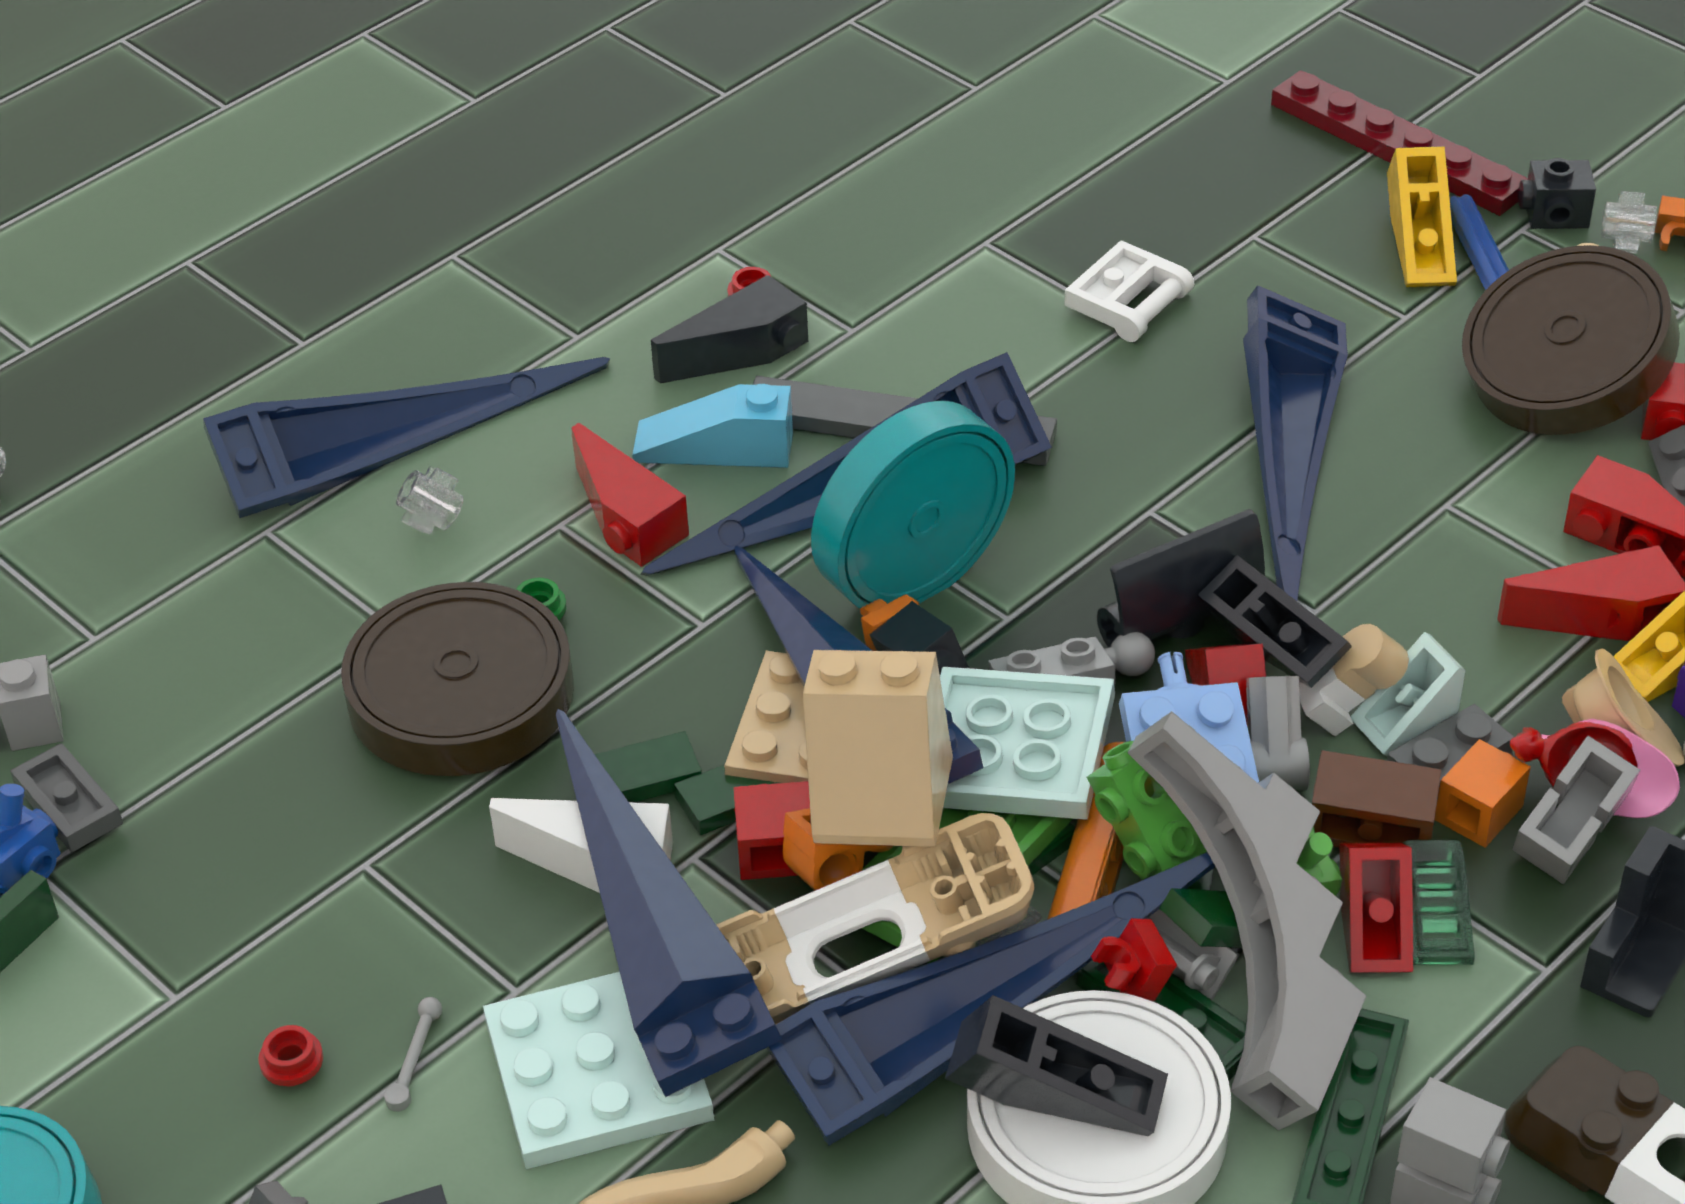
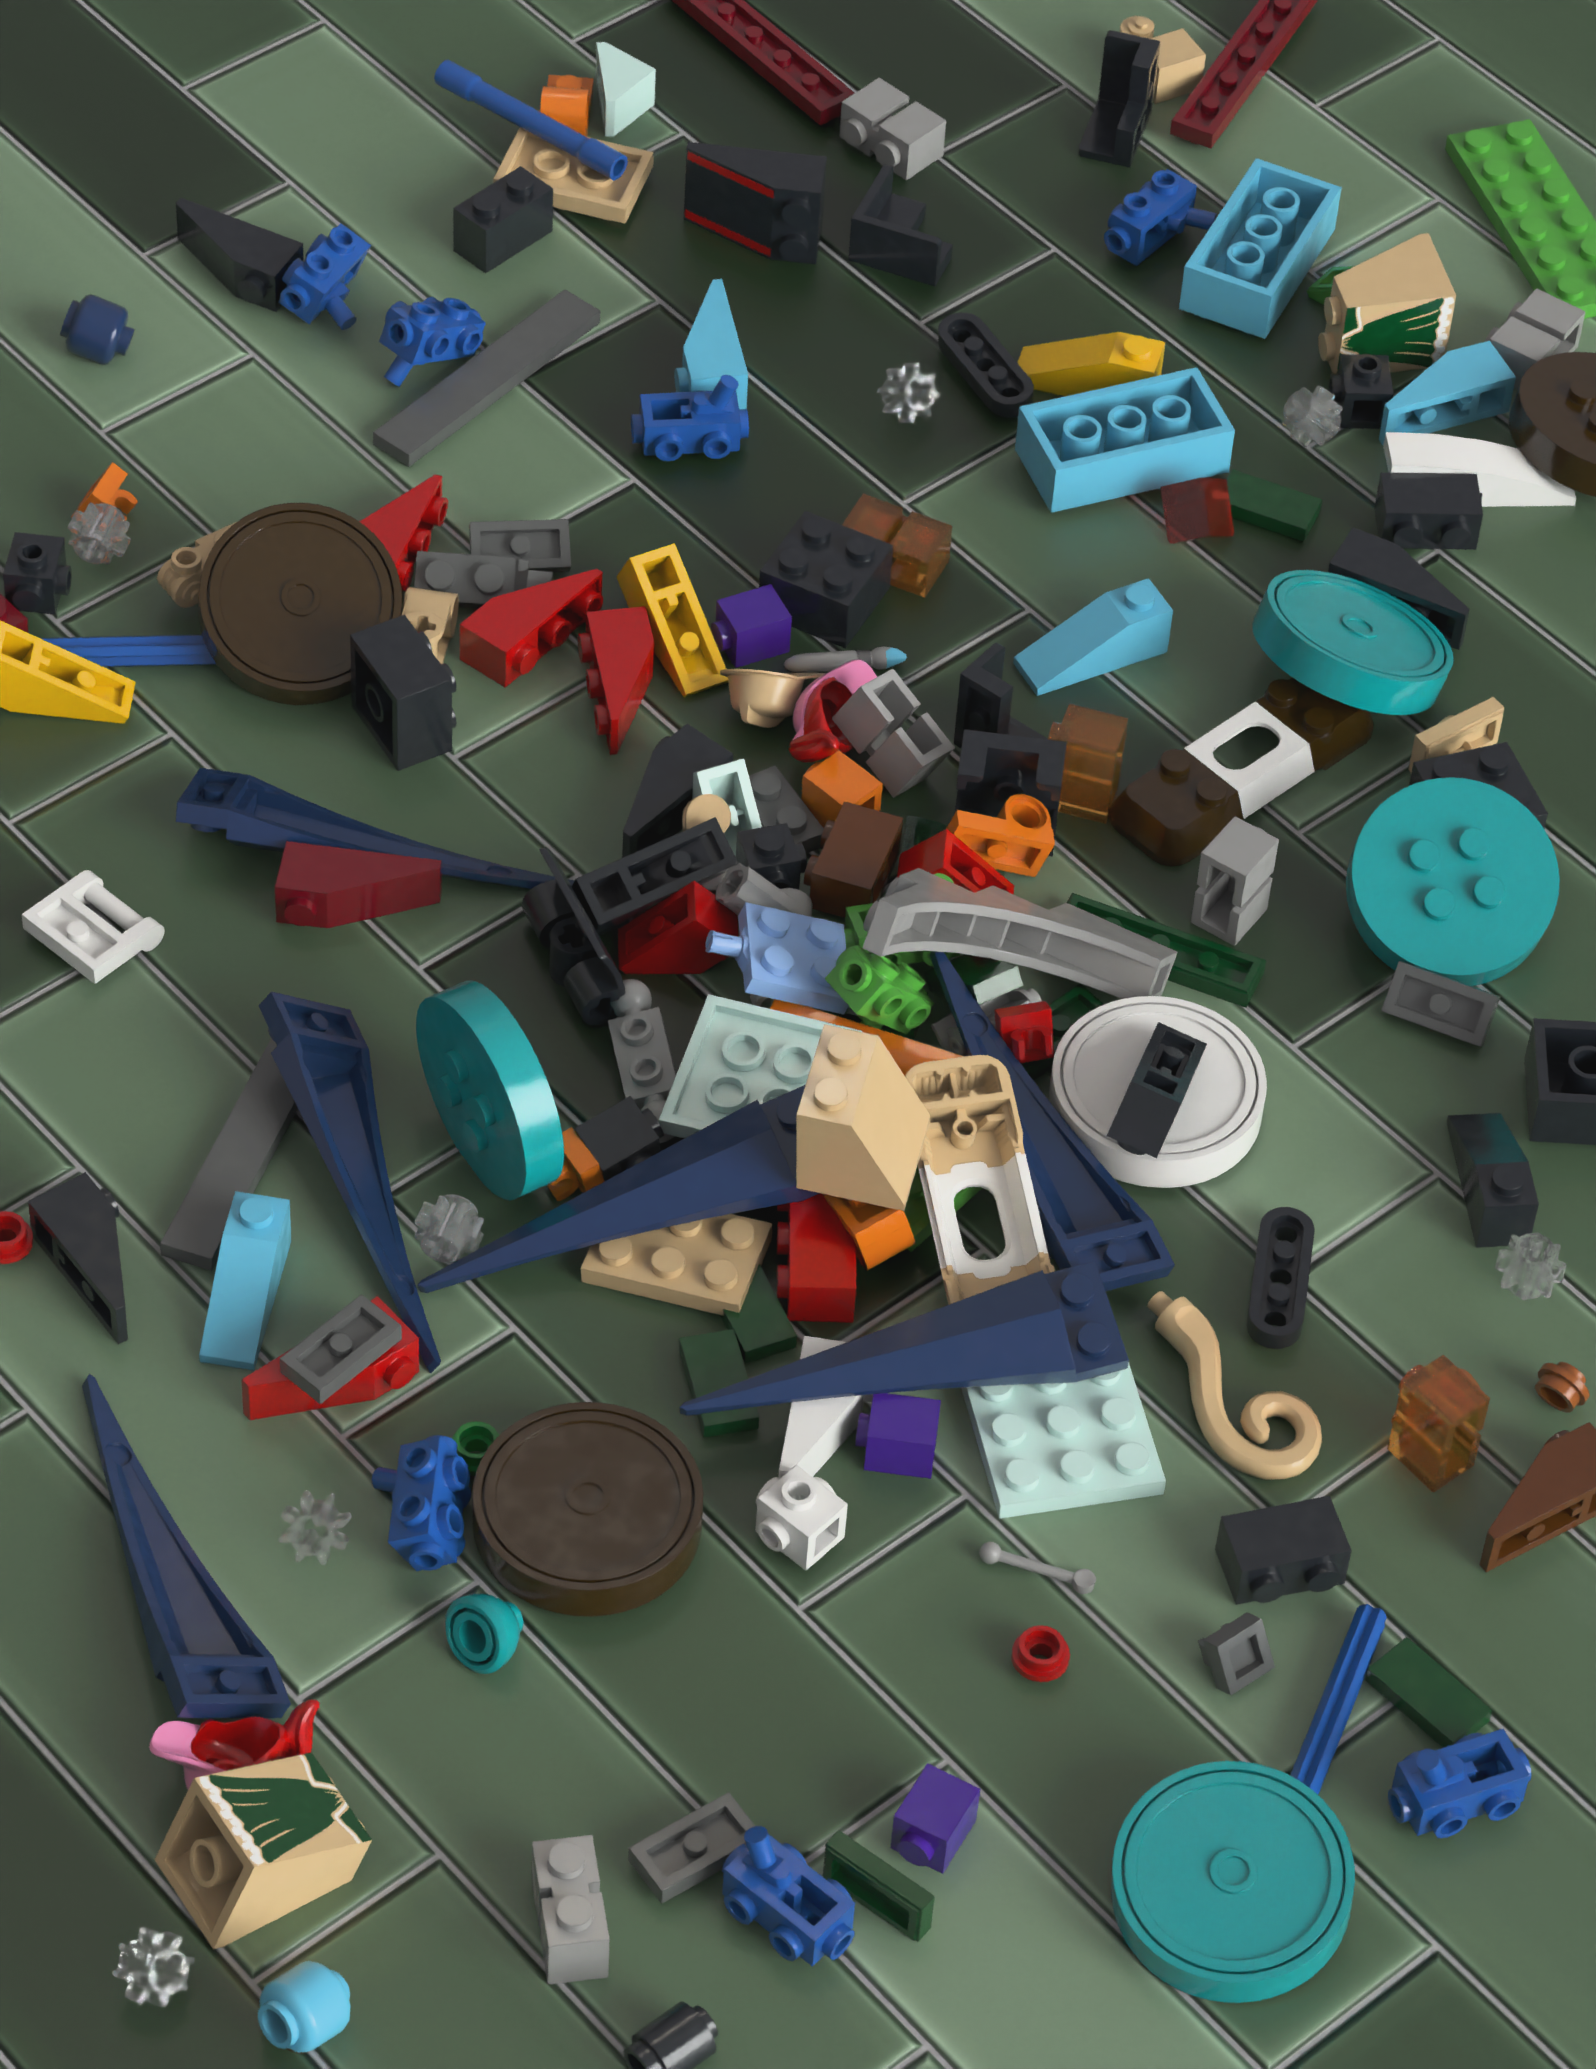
camera: 90 degrees left, 5 degrees up
(77, 972) = (934, 1819): none -> dark purple brick
(85, 502) = (259, 1845): none -> tan slope
(175, 467) = (234, 1744): none -> red hair
(318, 625) = (483, 1631): none -> teal brick
(446, 831) = (800, 1516): none -> white brick
(473, 556) = (427, 1502): none -> blue brick
(566, 913) = (899, 1434): none -> dark purple brick
(601, 465) = (340, 1349): none -> dark grey plate
(790, 547) = (449, 1228): none -> clear gear
(1220, 431) = (346, 886): none -> dark red slope
(1347, 725) = (772, 854): none -> black brick
(1444, 928) = (1013, 840): none -> orange plate
(1480, 425) = (402, 692): none -> black brick
(1480, 648) = (669, 787): none -> black slope
(1529, 923) = (1006, 765): none -> black panel
(1598, 990) = (1091, 761): none -> clear orange piece
(1615, 438) = (434, 615): none -> tan piece

